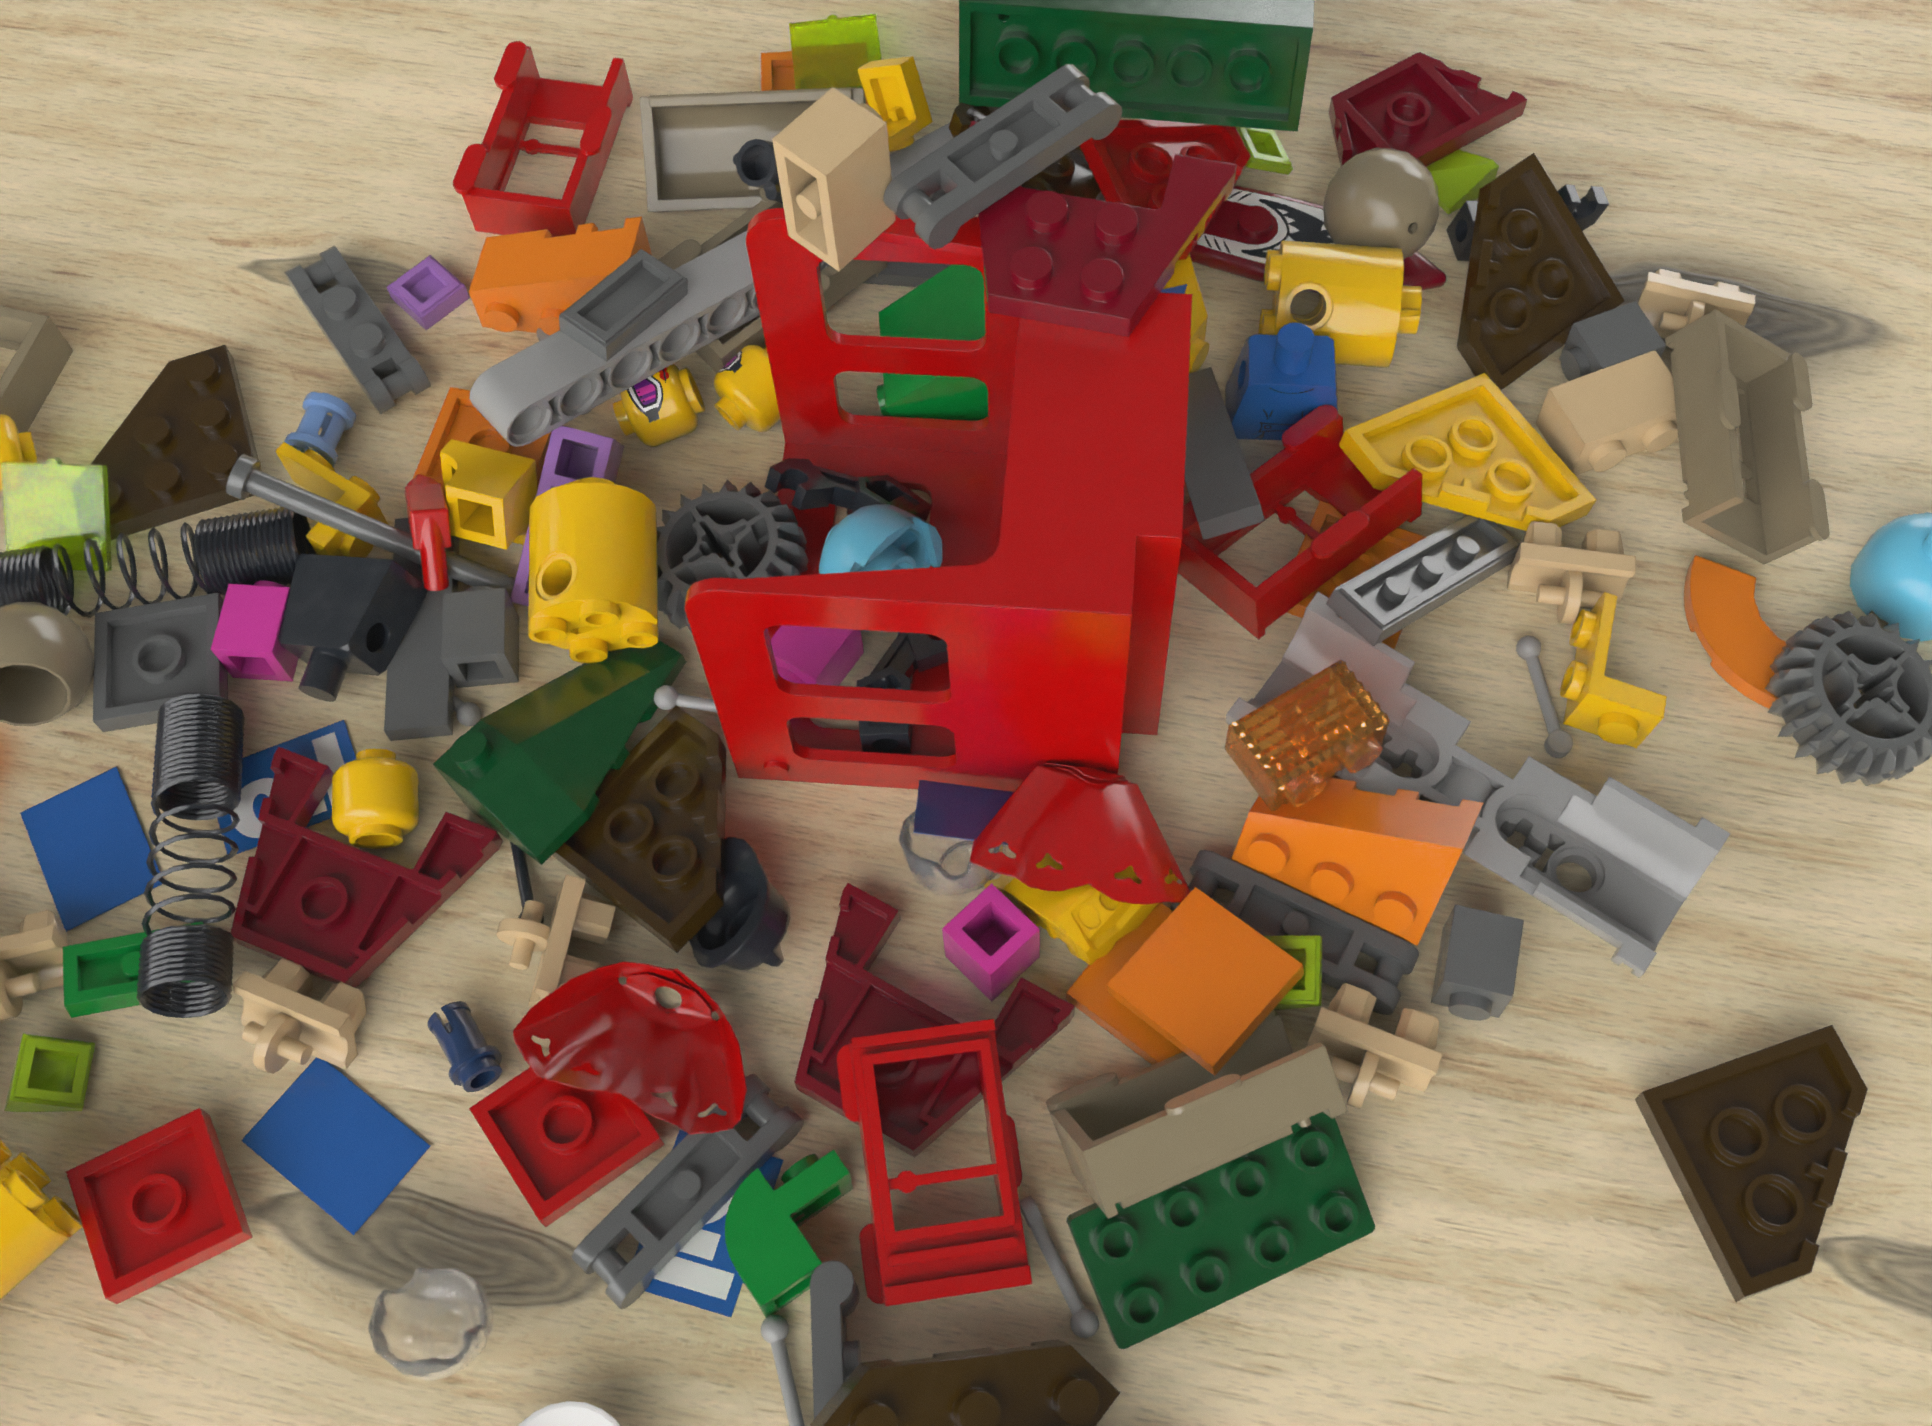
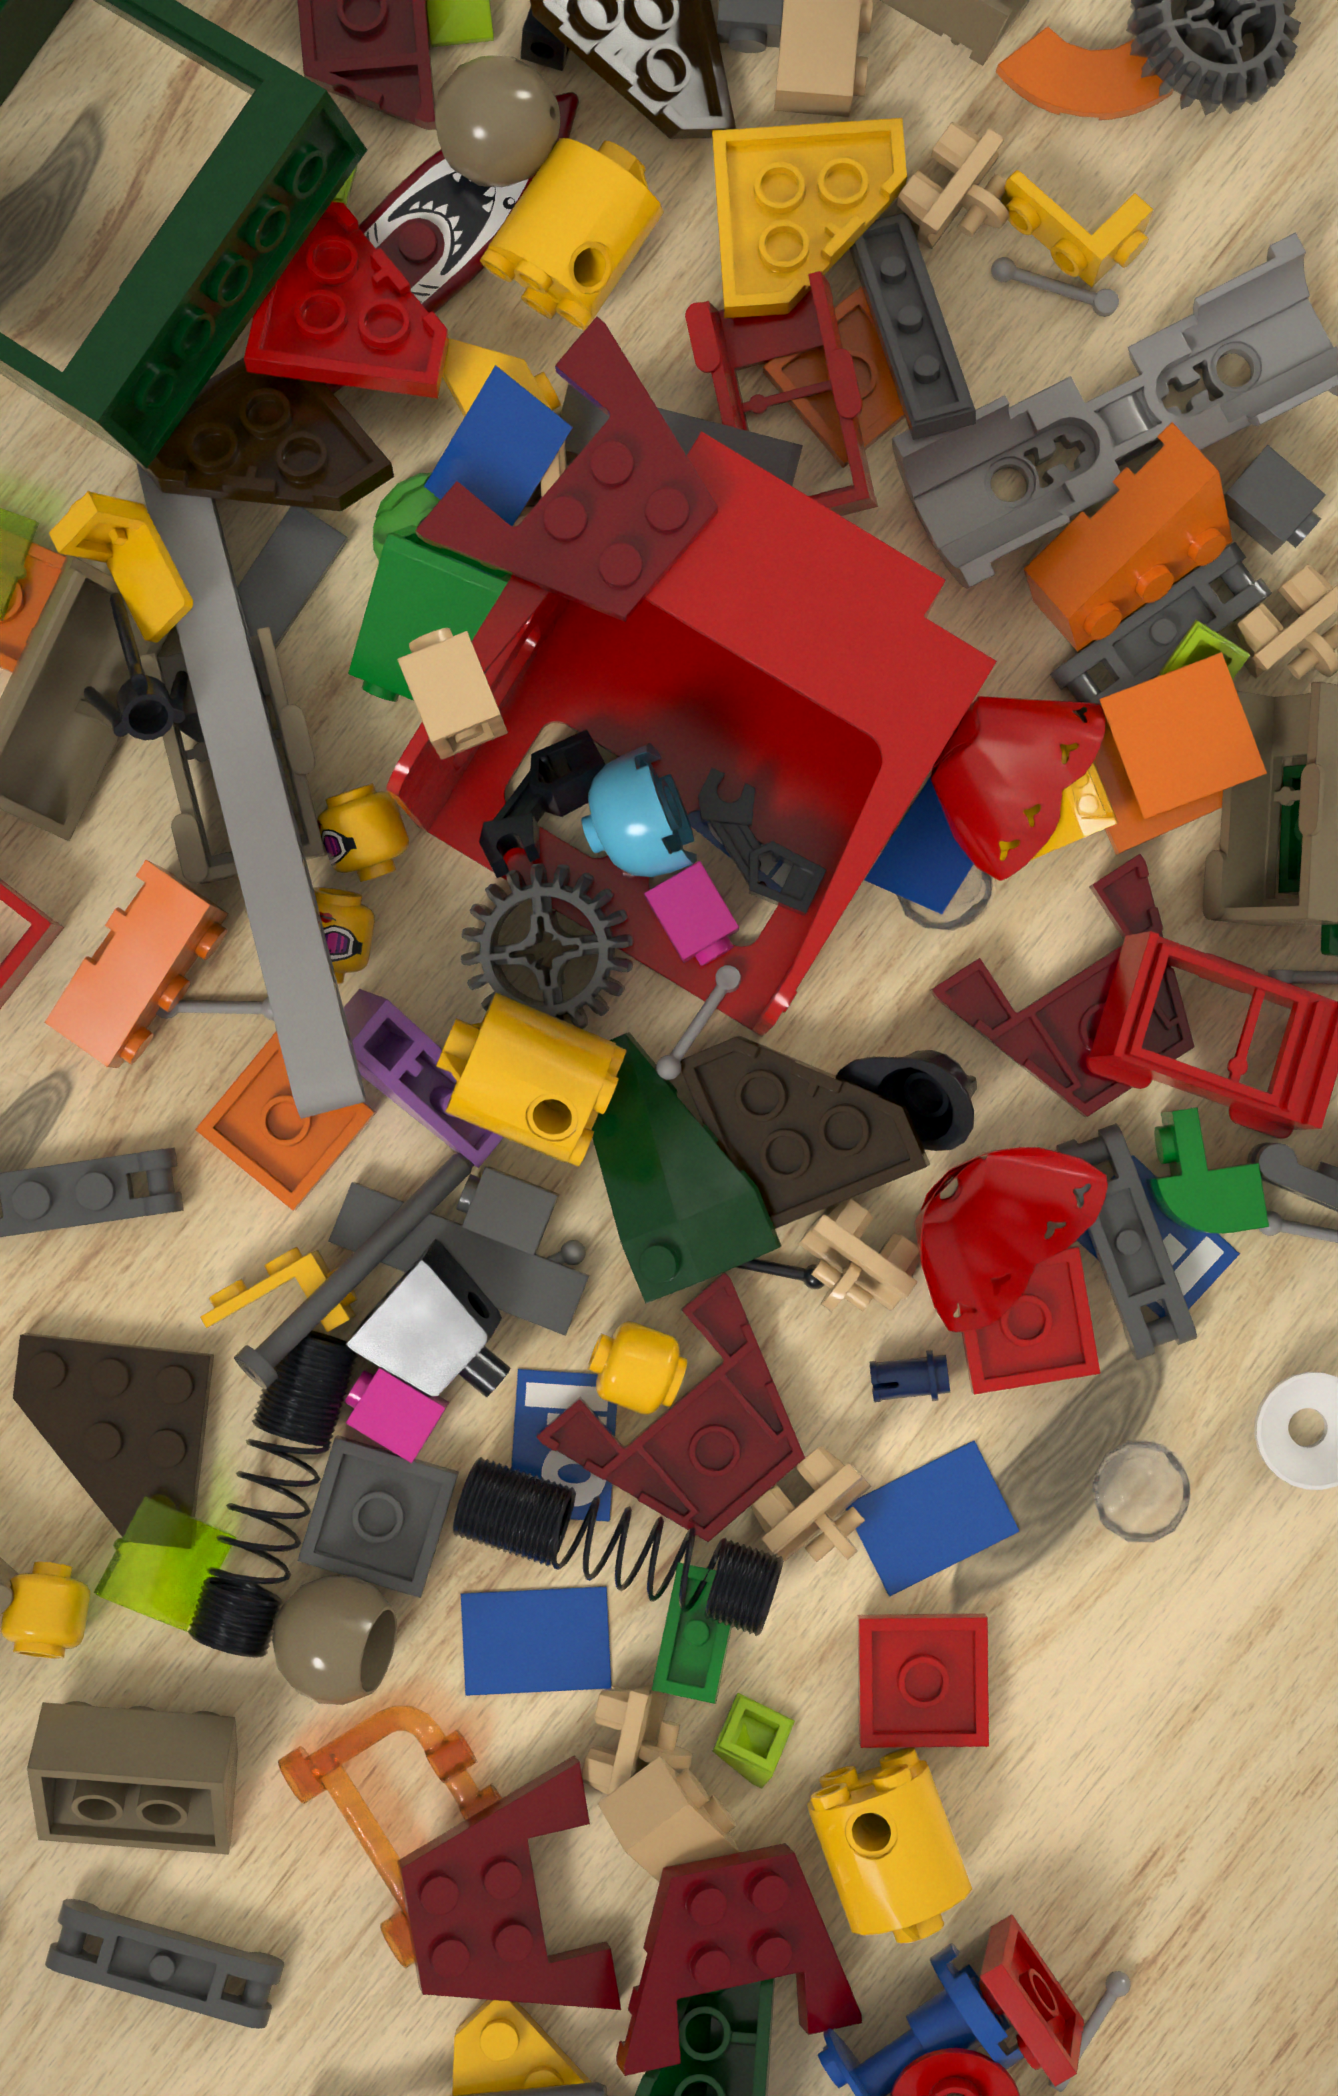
camera: 65 degrees left, 25 degrees up
(315, 416) = (184, 1276): medium blue bush -> none
(428, 292) = (50, 1106): medium lavender tile -> none
(429, 529) = (374, 1210): red piece -> none
(488, 493) = (373, 1142): yellow brick -> none
(623, 305) = (269, 925): dark grey tile -> none
(991, 942) = (1056, 894): dark pink brick -> none
(1000, 153) = (488, 525): dark grey plate -> none
(1280, 381) = (647, 320): blue torso -> none
(1308, 737) = (1043, 534): clear orange brick -> none

